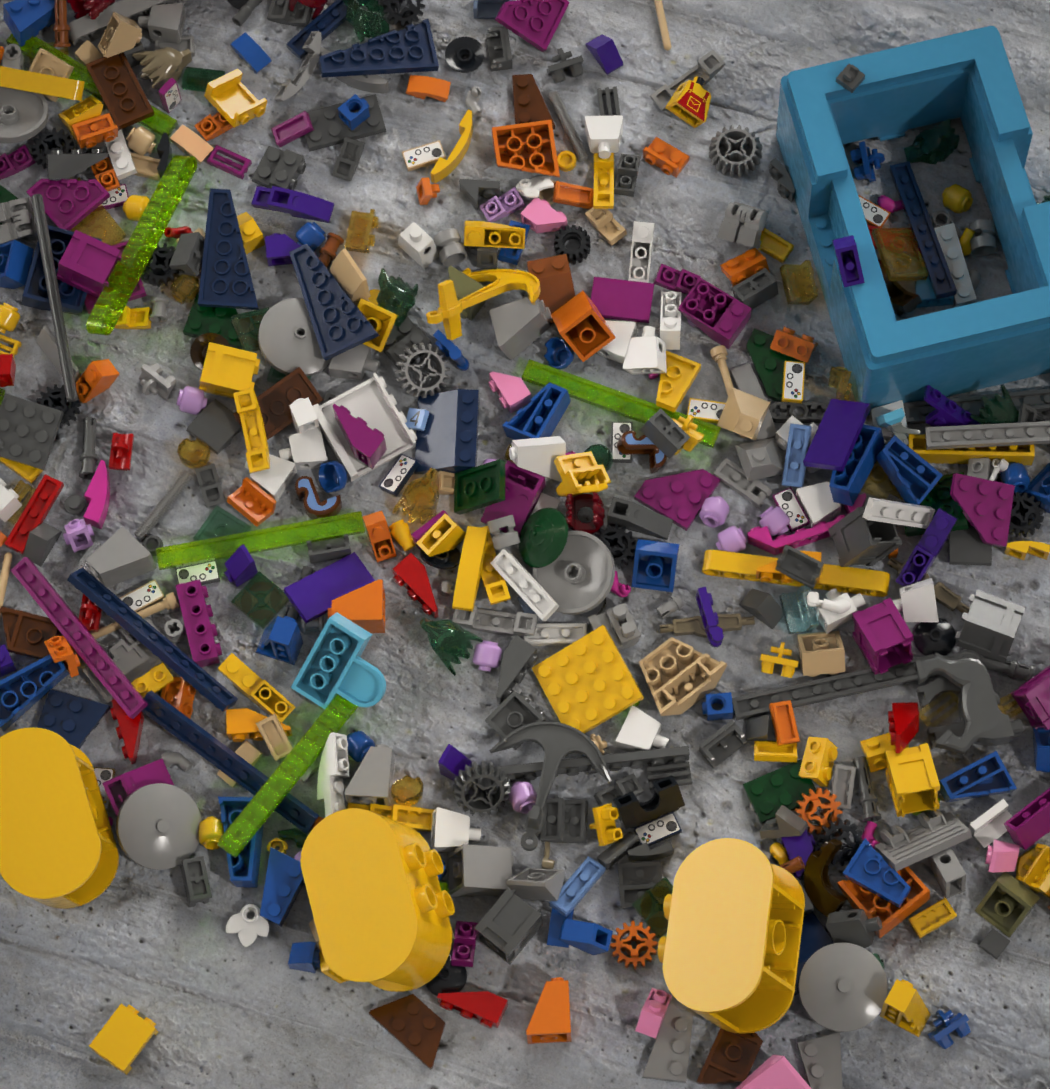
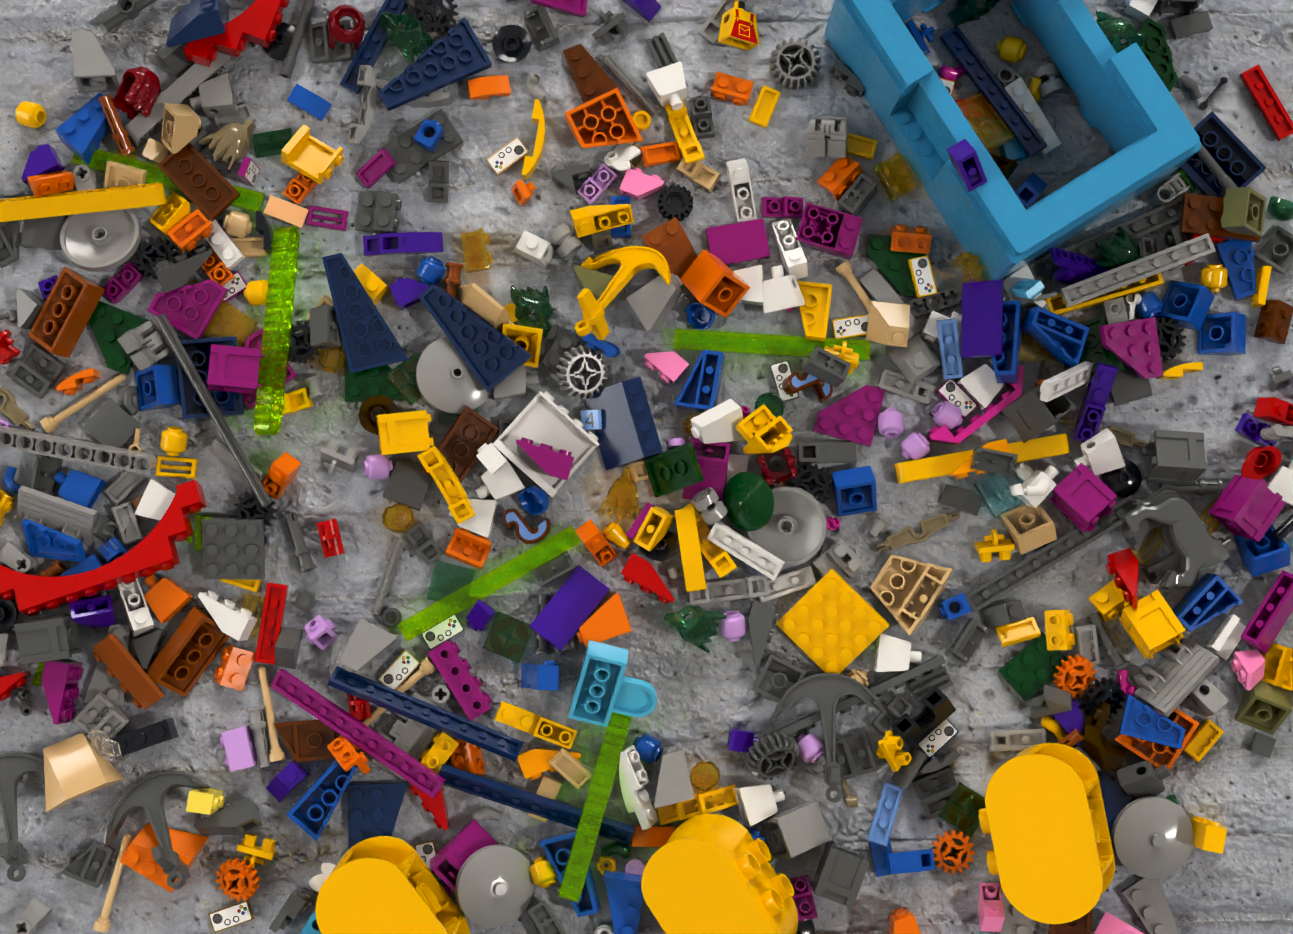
camera: 25 degrees left, 15 degrees up
(98, 497) = (325, 586): dark pink slope -> none
(176, 232) = (305, 304): red arm -> none
(399, 475) = (593, 478): tile -> none
(538, 883) = (851, 823): light grey slope -> none
(692, 183) = (764, 106): none -> yellow tile
(709, 619) = (921, 528): dark purple hinge -> none
(784, 723) = (1019, 605): orange tile -> none
(956, 1023) = (1247, 836): blue hips -> none

